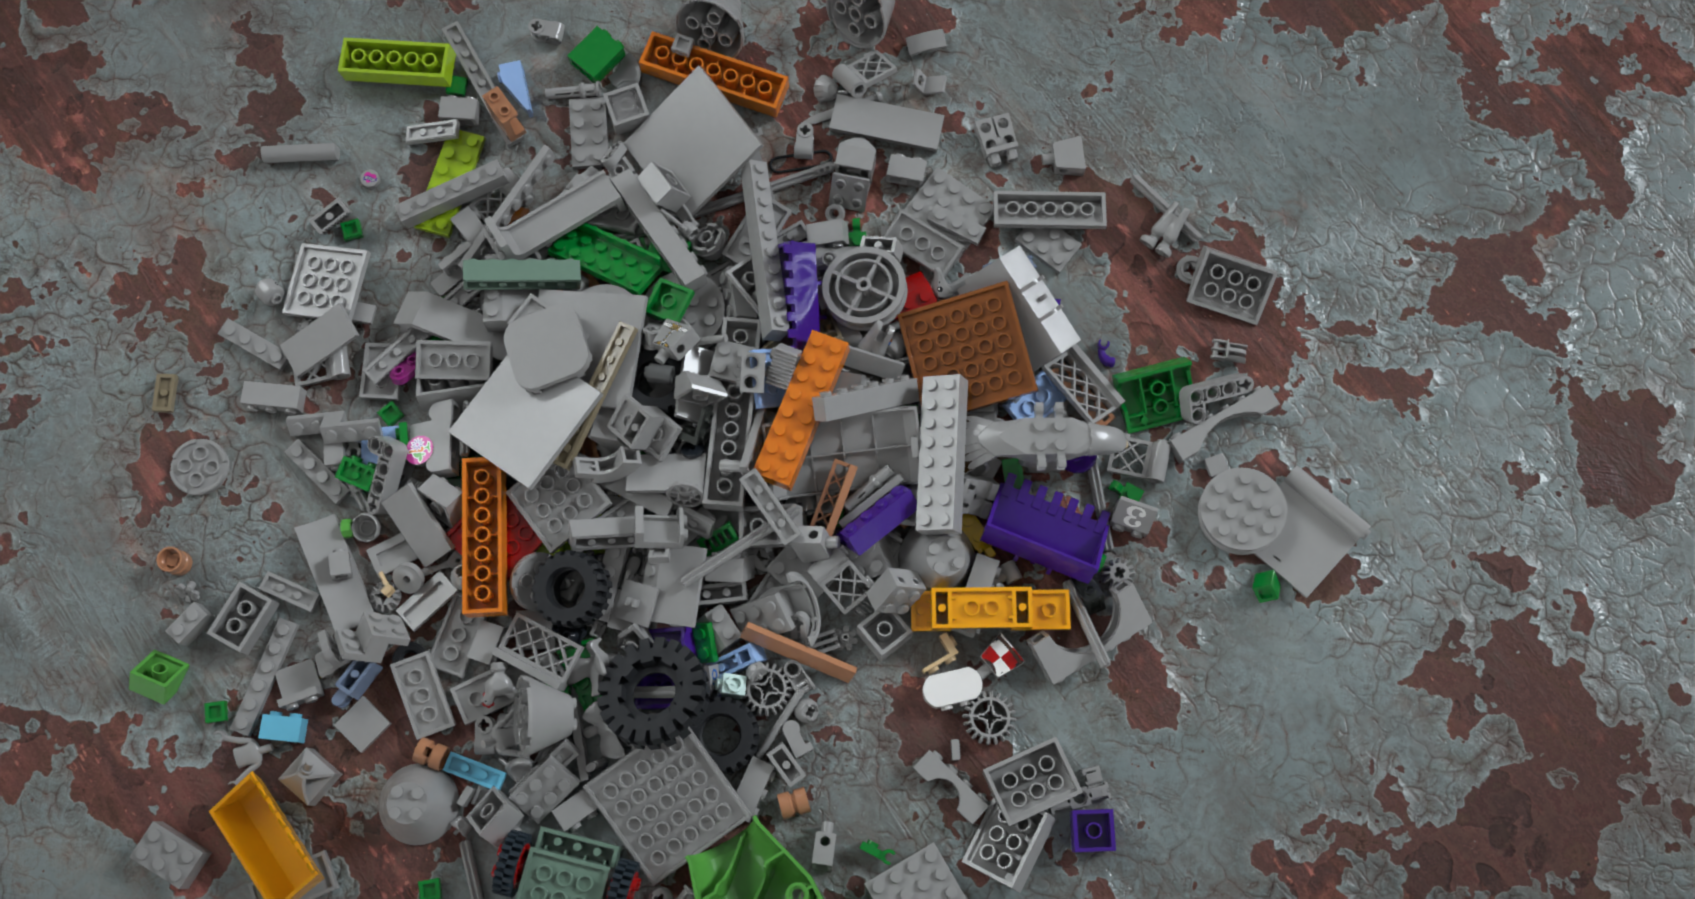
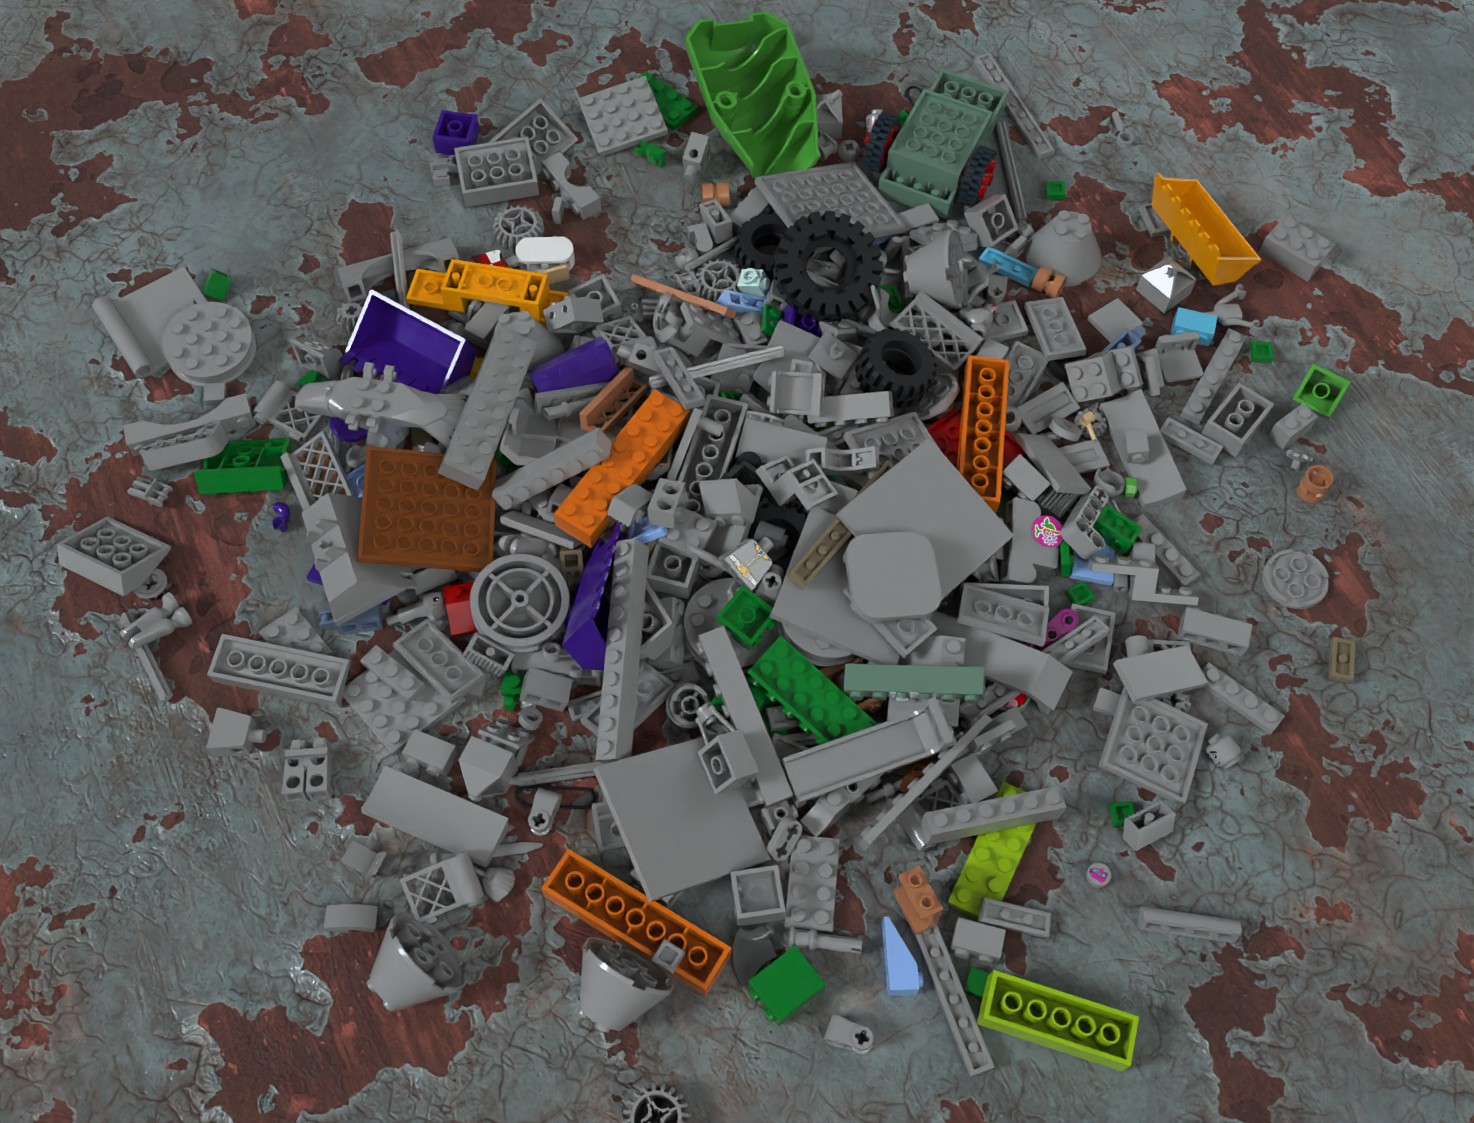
camera: 170 degrees left, 15 degrees down
(756, 671) = (728, 284): light grey piece -> none

